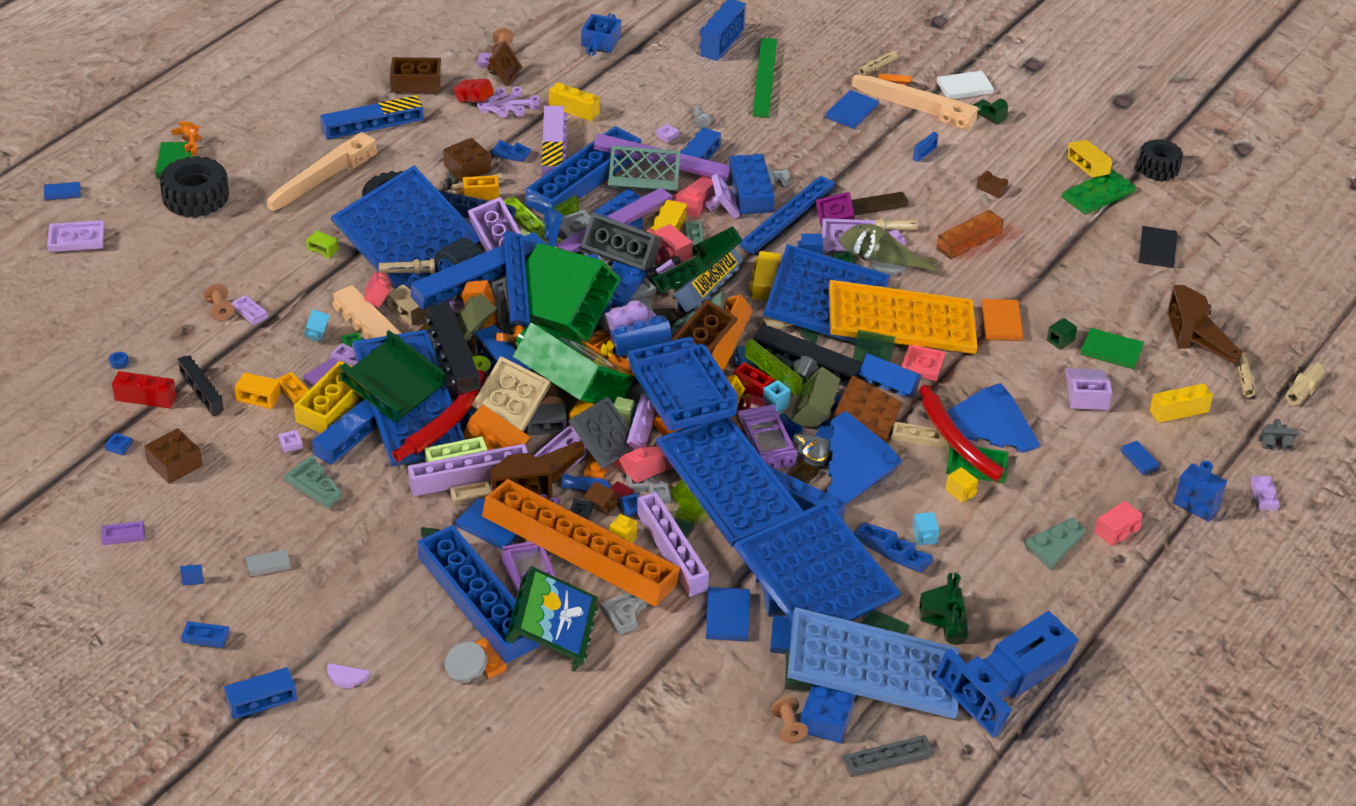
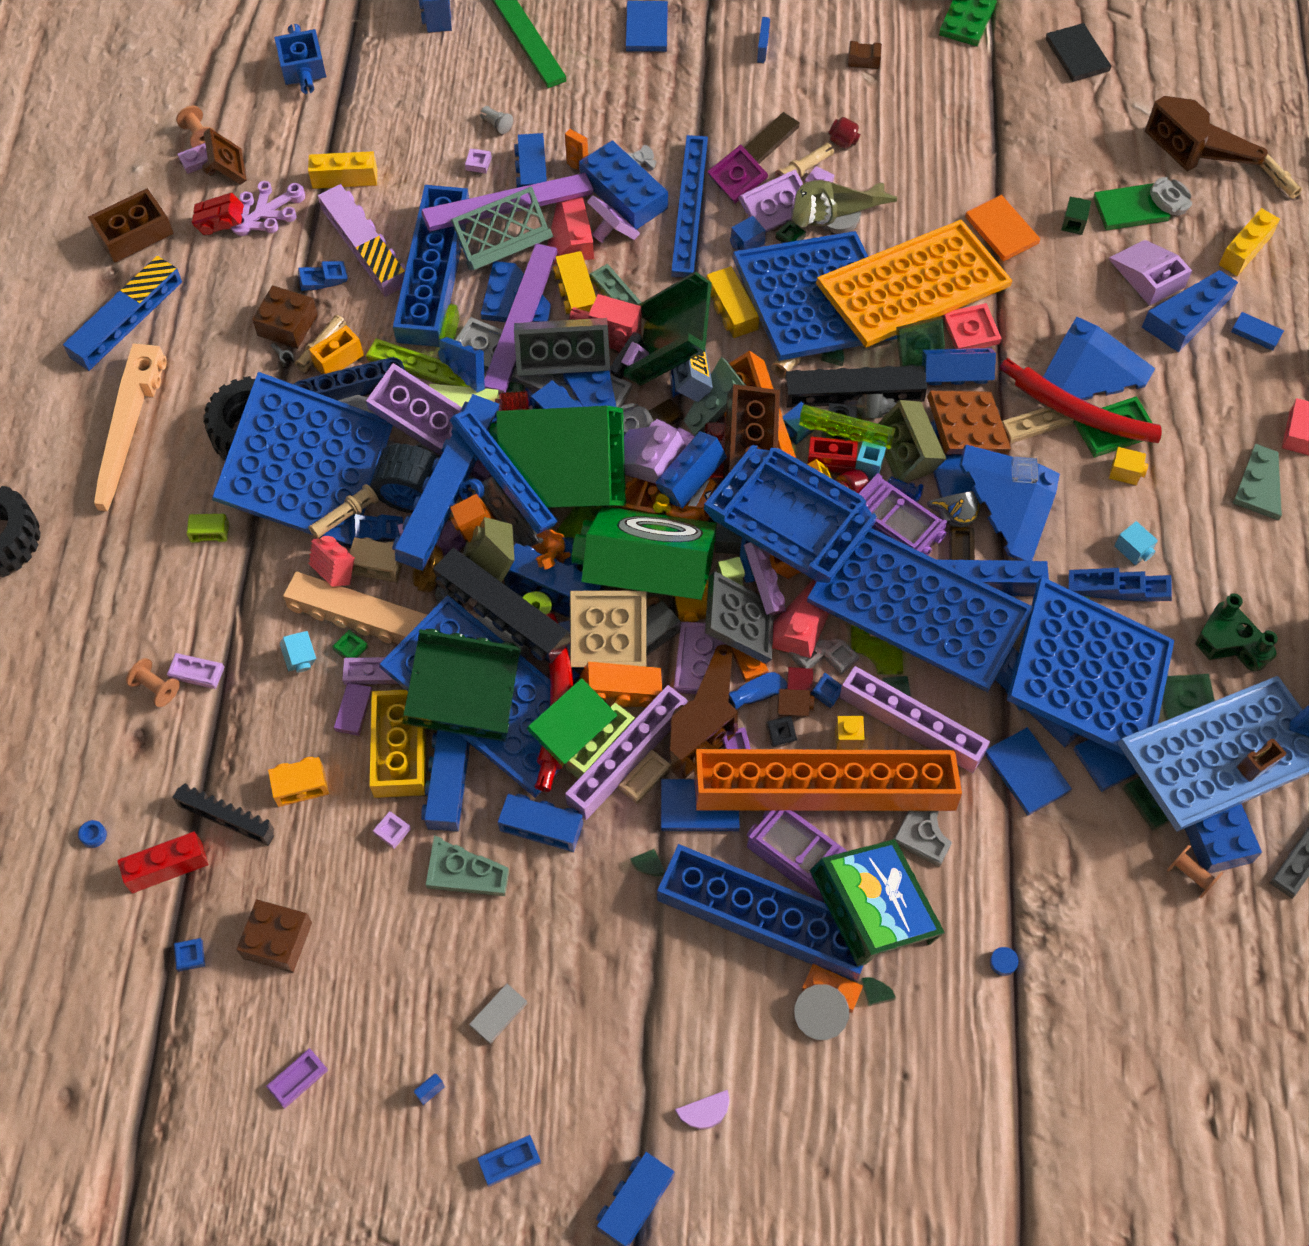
camera: 30 degrees left, 20 degrees up
(292, 387) = (337, 753): light orange plate -> none
(383, 481) = (541, 822): none -> blue brick
(442, 427) = (572, 722): none -> green tile
(493, 279) = (475, 484): none -> blue bush
(513, 675) = (876, 991): none -> clear green tile
(612, 702) = (1004, 961): none -> blue tile
(734, 146) = (576, 148): none -> orange plate
(873, 442) = (1024, 470): none -> clear tile
(888, 672) = (1260, 762): none -> reddish brown piece
(934, 219) = (844, 133): none -> dark red head
(970, 234) = (894, 133): clear orange brick -> none
(1097, 421) = (1189, 311): none -> blue wedge
(1146, 353) = (1171, 196): none -> light grey tile

